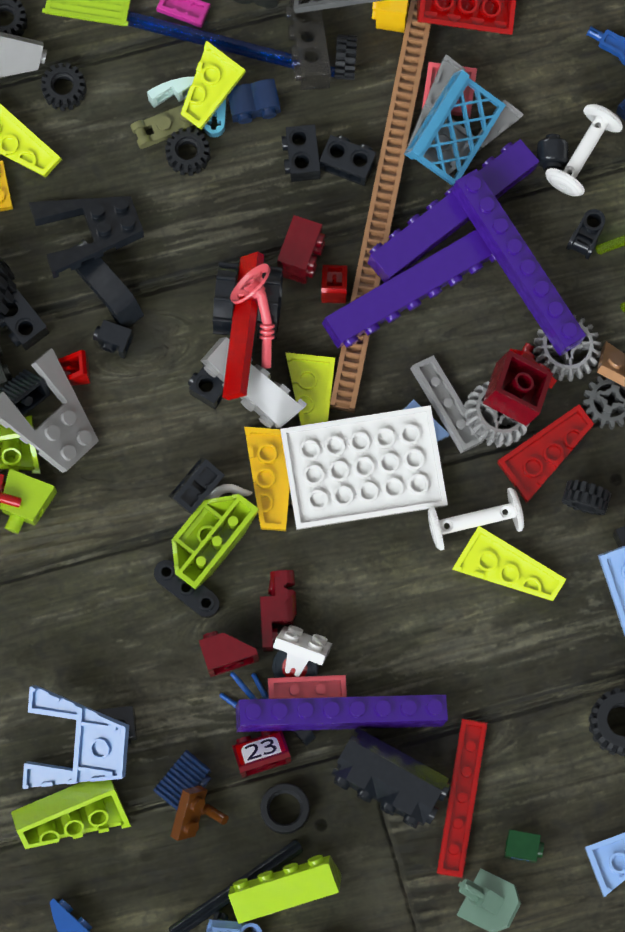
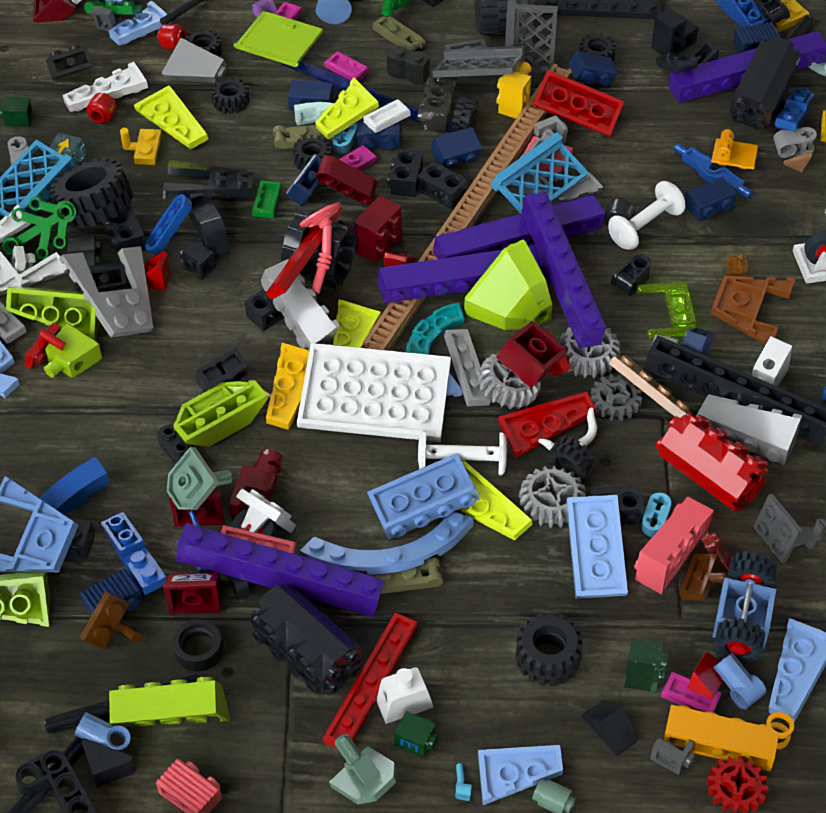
camera: 15 degrees right, 25 degrees down
(67, 304) = (168, 224): none -> blue plate
(94, 669) = (76, 486): none -> blue slope
(156, 65) = (309, 92): none -> dark blue brick
(159, 231) = (267, 199): none -> green plate
(186, 726) = (133, 553): none -> blue slope
(199, 197) = (305, 183): none -> dark blue brick
(230, 653) = (193, 481): none -> sand green piece
(236, 150) = (360, 158): none -> dark pink plate
(243, 188) = (346, 179): none -> dark red beam
(258, 83) = (386, 116): none -> white tile
(348, 105) = (456, 148): none -> dark blue brick
(390, 364) = (432, 327): none -> teal tile
(440, 665) = (395, 559): none -> medium blue plate
(444, 45) = (554, 125): none -> light grey bracket
(452, 581) = (423, 496): none -> medium blue bracket
(459, 673) = (412, 578): none -> olive plate
(469, 302) = (511, 291): none -> lime brick
(499, 811) = (403, 693): none -> white torso
(572, 531) = (546, 492): none -> light grey gear
(581, 889) = (463, 790): none -> medium azure hand
(587, 466) = (587, 439): none -> white animal

